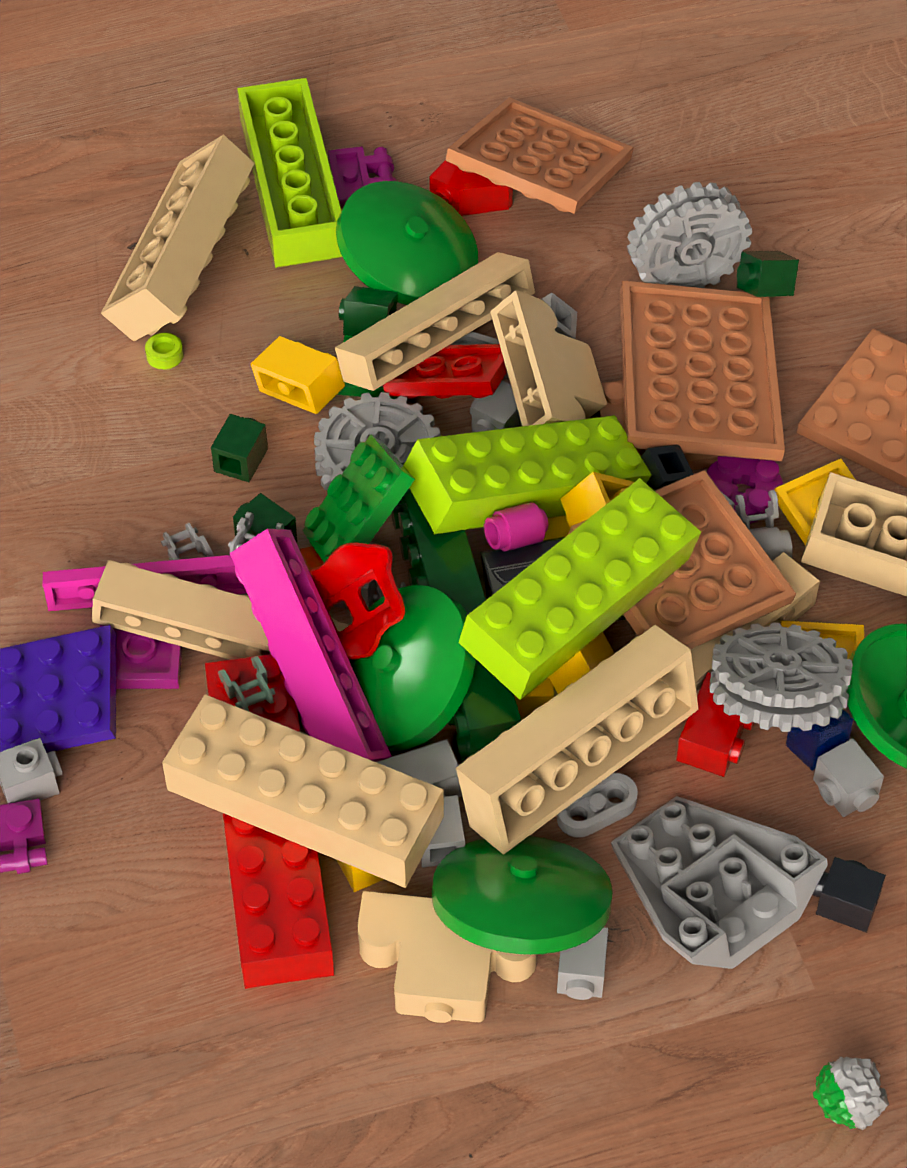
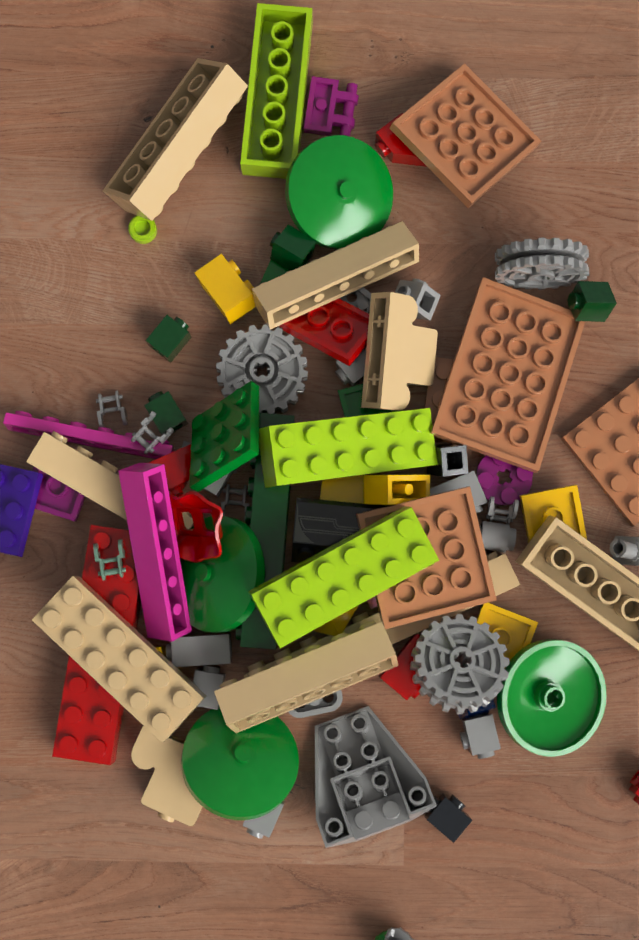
camera: 20 degrees right, 30 degrees up
(516, 527) = (324, 494): dark pink brick -> none

